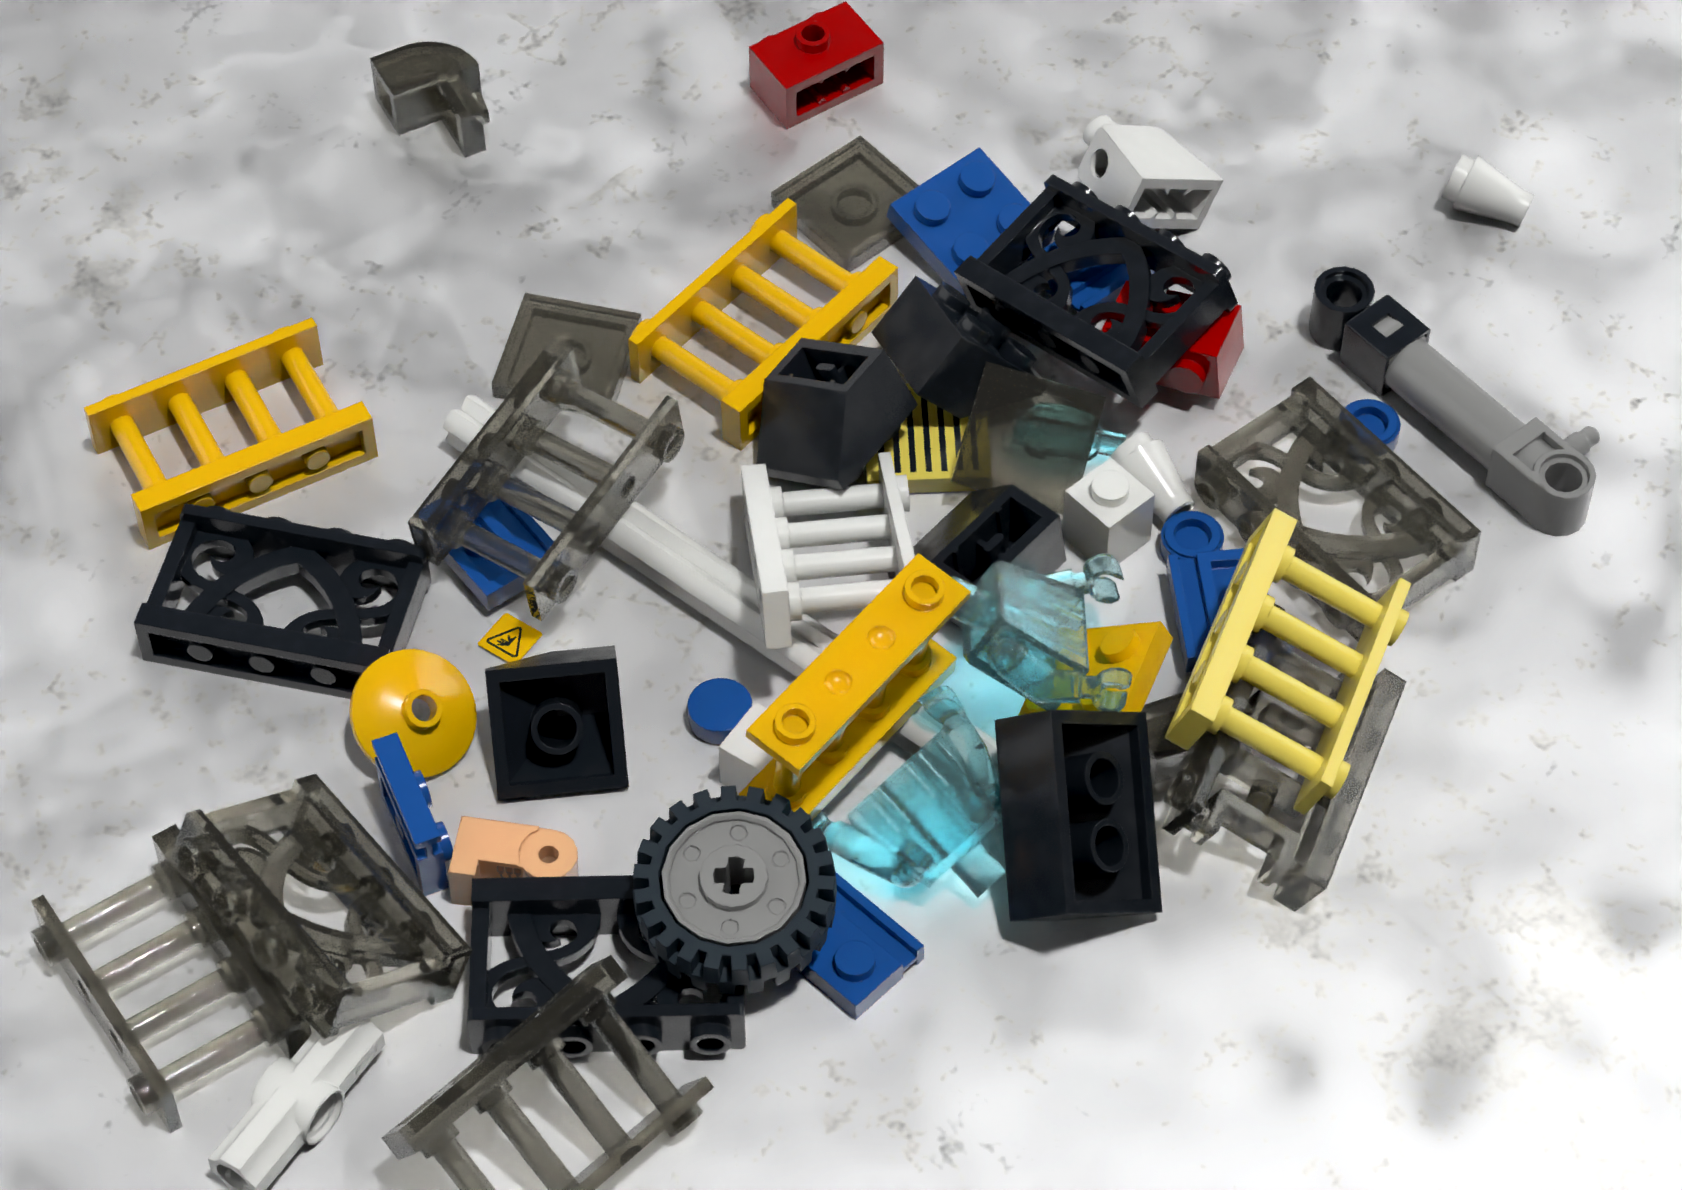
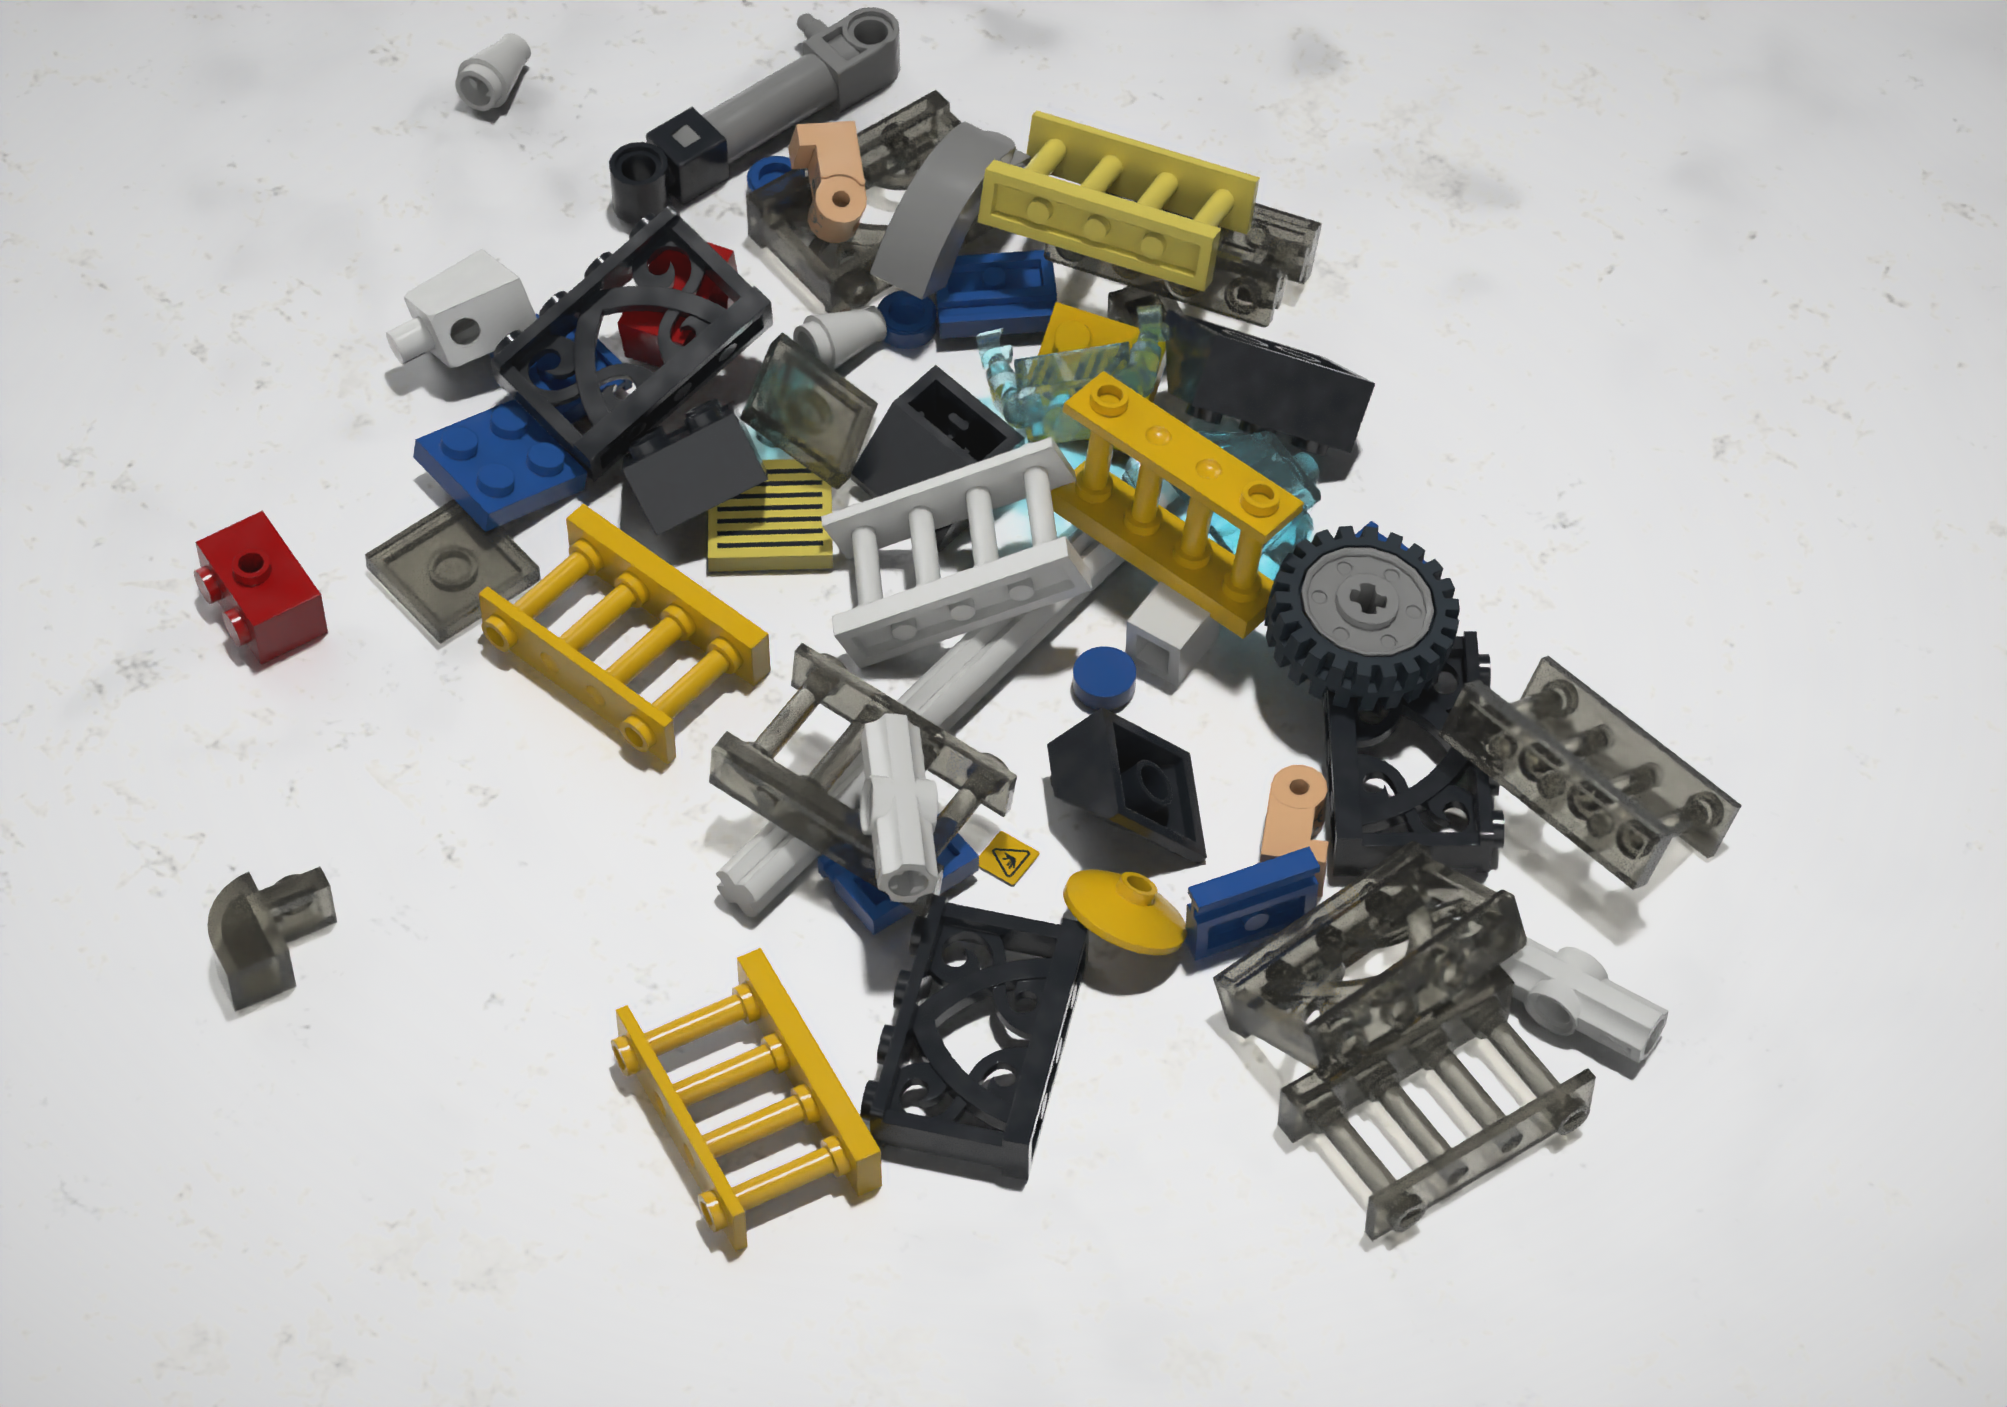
camera: 90 degrees left, 0 degrees up
(474, 476) = (899, 808): none -> white piece
(592, 330) = (642, 812): clear smoke tile -> none
(829, 412) = (778, 561): black slope -> none
(1108, 512) = (888, 358): white brick -> none
(1237, 492) = (940, 209): none -> light grey arch
(1322, 436) = (835, 177): none -> light nougat leg

